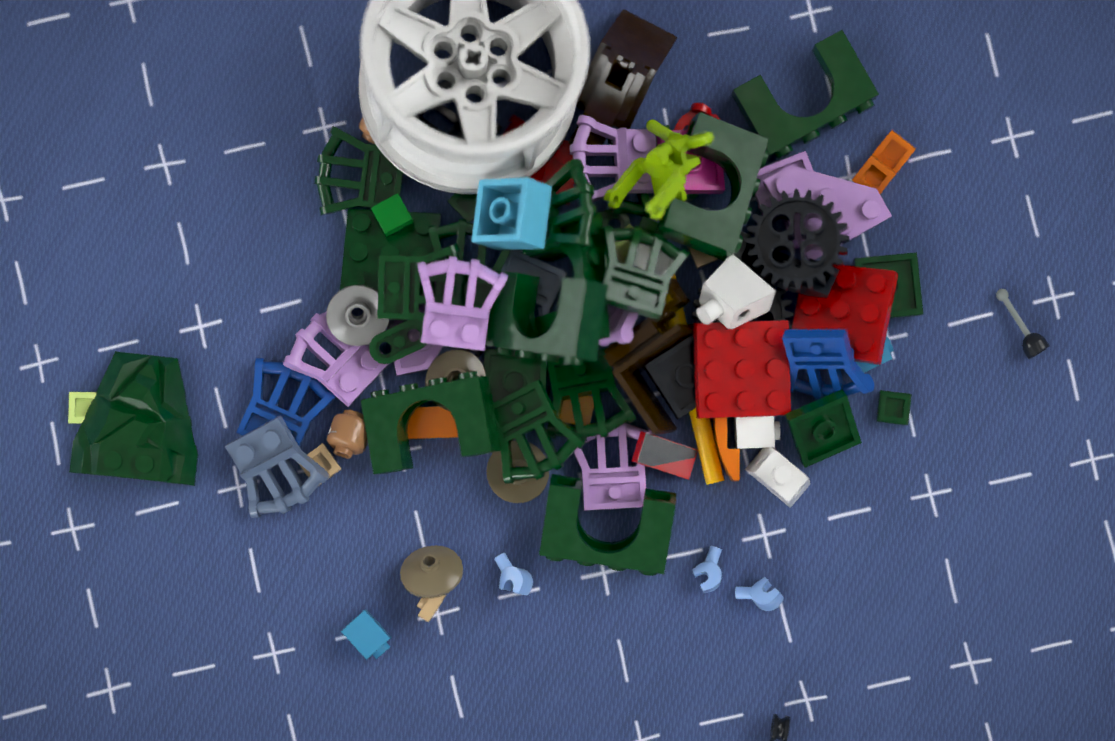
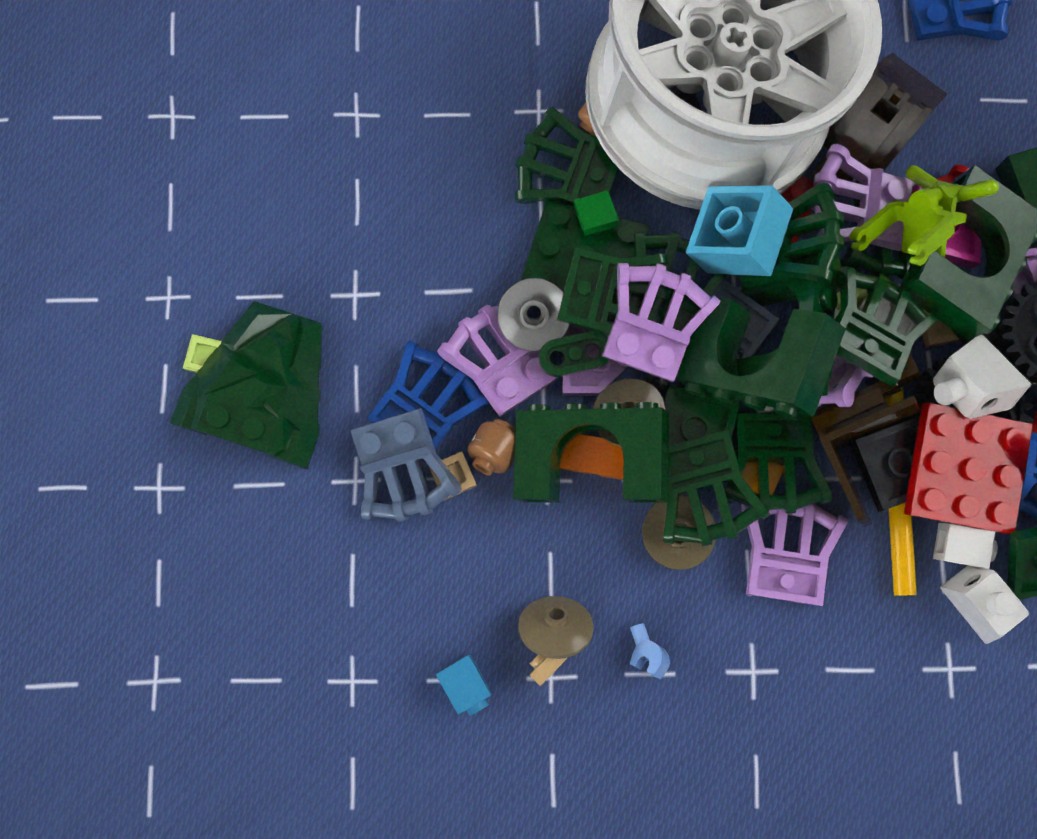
camera: 15 degrees right, 5 degrees down
(464, 205) = (679, 219): dark green plate -> none
(642, 550) = (809, 655): dark green arch -> none
(664, 455) = (854, 550): tile -> none
(710, 569) = (883, 697): light blue piece -> none
(729, 457) = (929, 571): orange slope -> none
(758, 593) = (935, 741): light blue piece -> none

